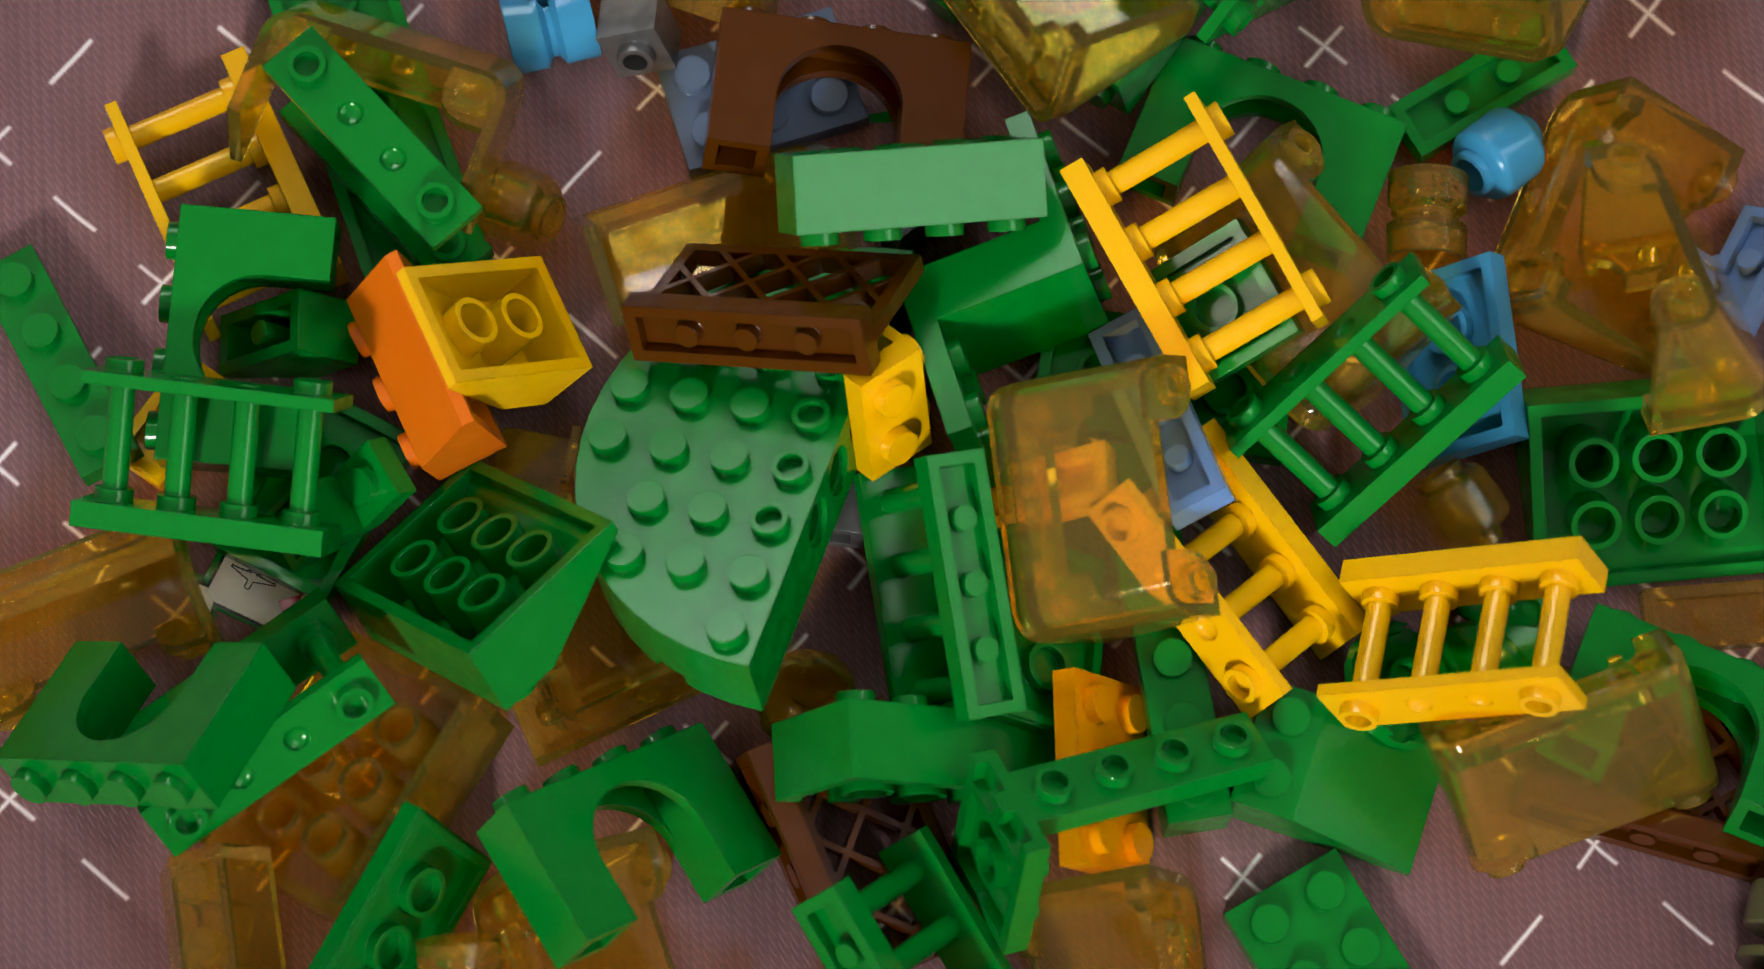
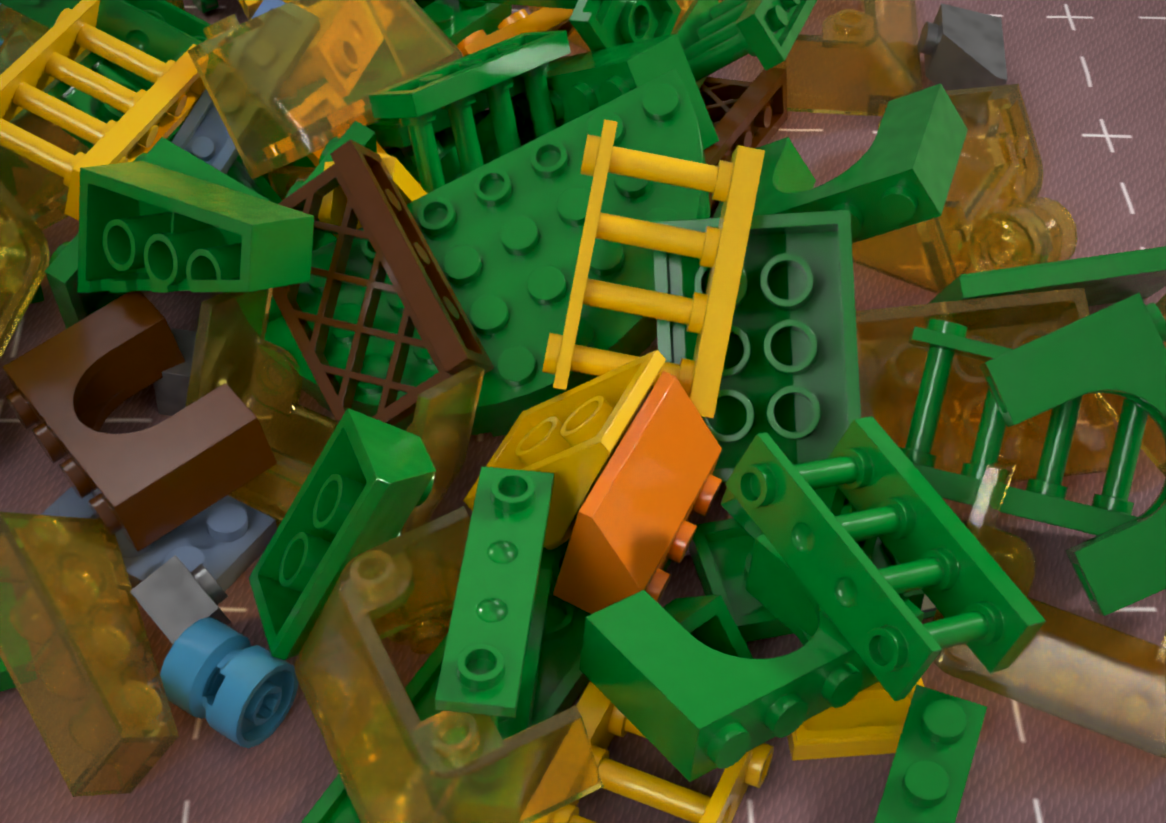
camera: 130 degrees left, 30 degrees down
(527, 530) = (717, 248): none -> yellow fence
(560, 133) = (348, 504): none -> green slope

